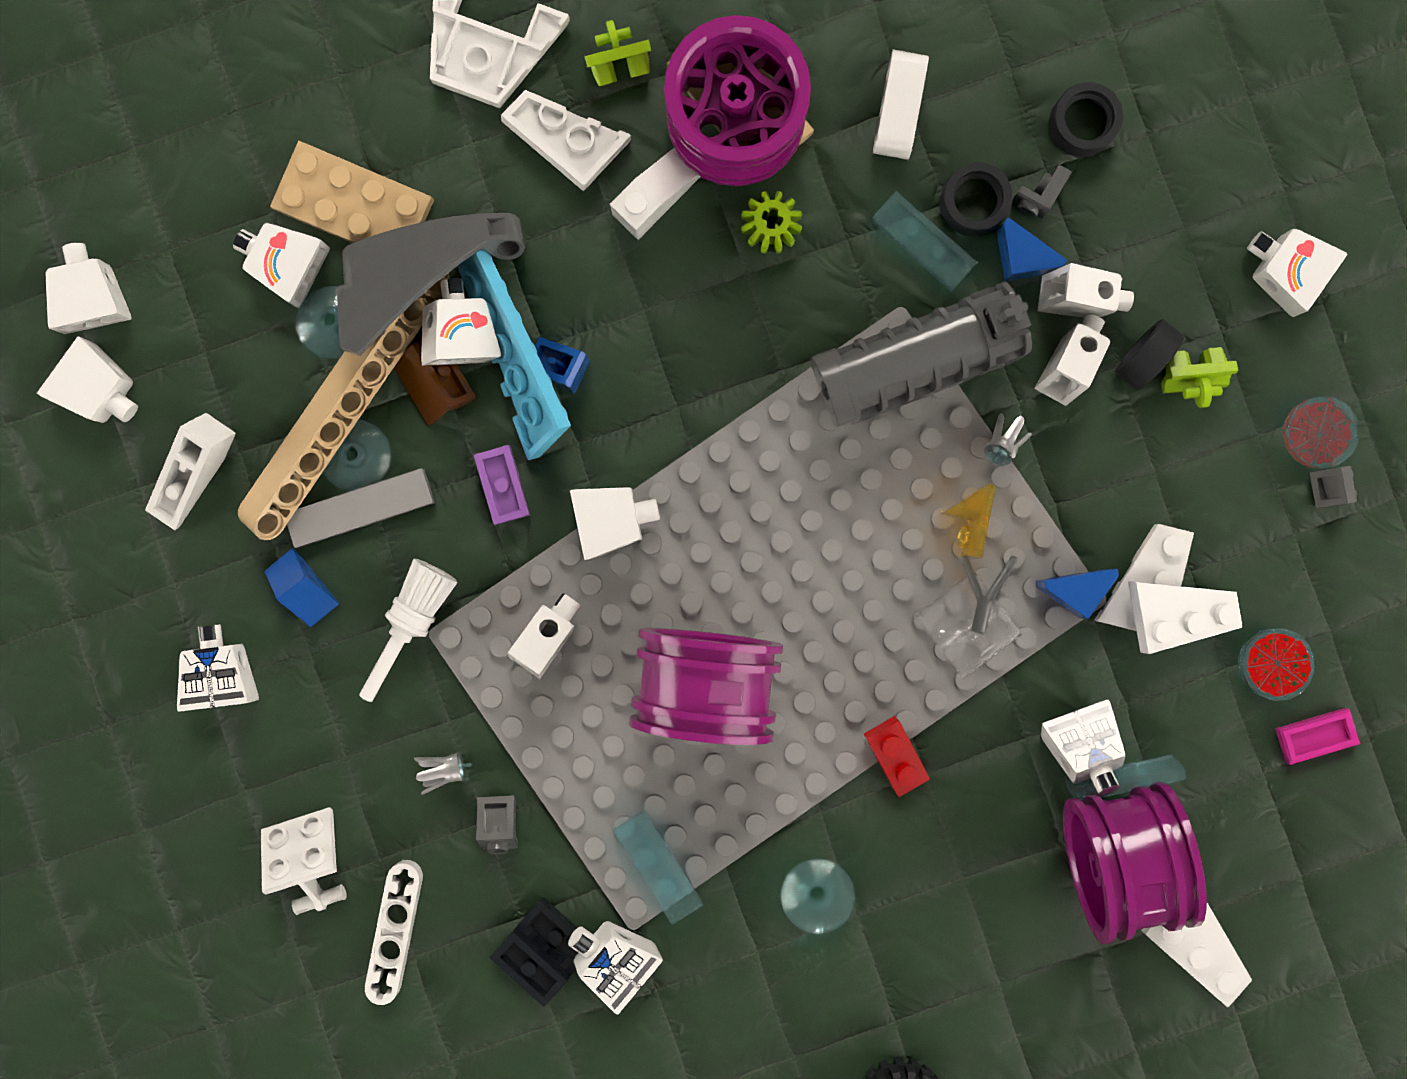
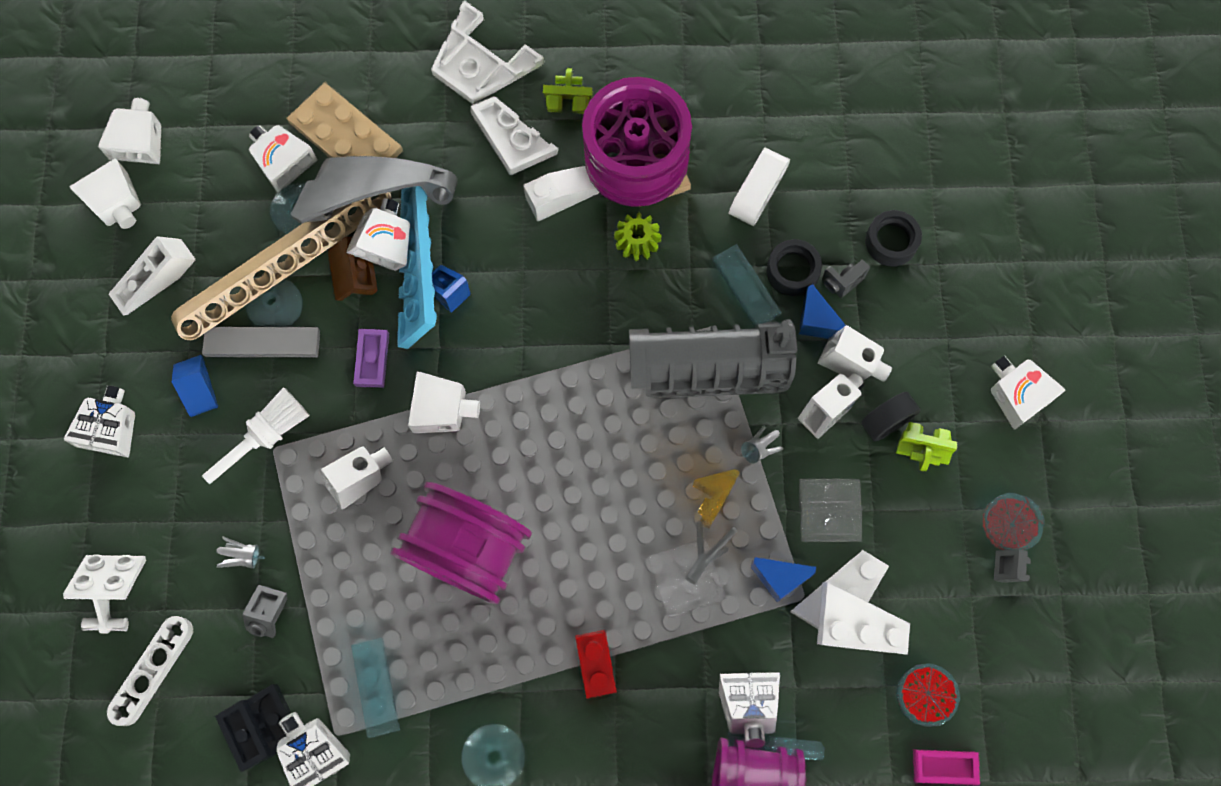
camera: 20 degrees right, 15 degrees down
(1108, 488) = (830, 510): none -> clear slope

